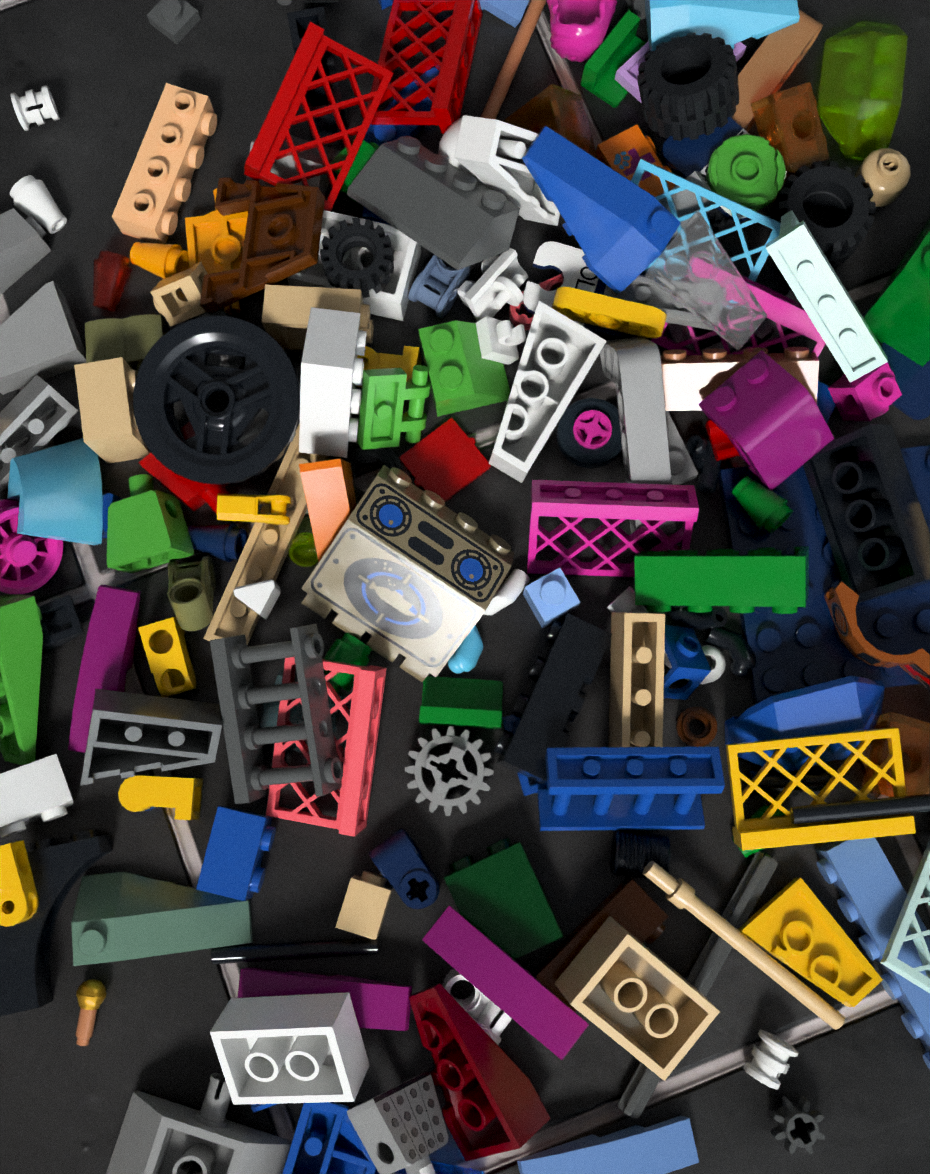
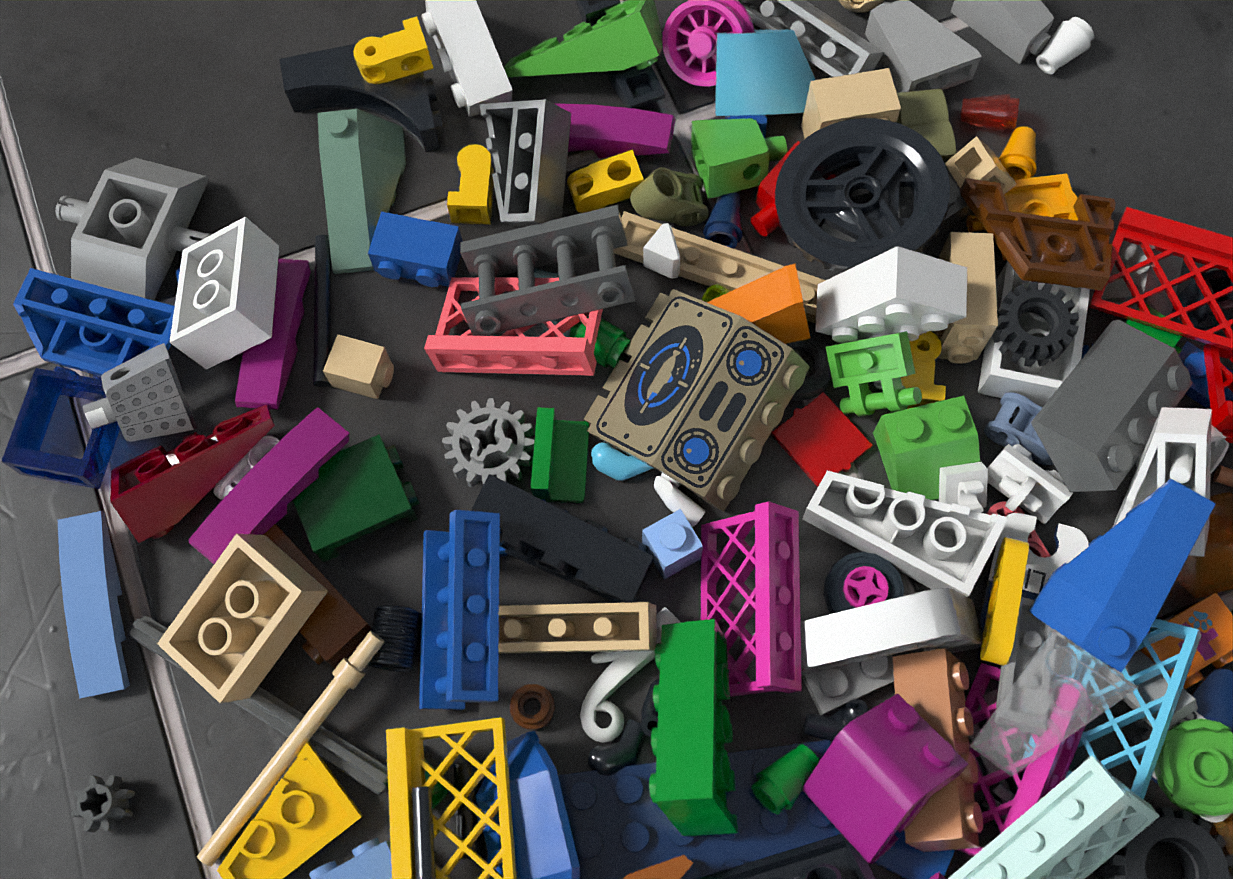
camera: 90 degrees right, 10 degrees down
(31, 99) = (1169, 22): white bush -> none
(90, 997) = (293, 138): piece -> none
(165, 165) = (1125, 154): light nougat brick -> none
(246, 508) = (755, 241): yellow bar -> none
(400, 864) = (392, 404): dark blue piece -> none
(686, 661) = (604, 687): blue bracket -> none
(770, 1059) = (173, 776): white bush -> none

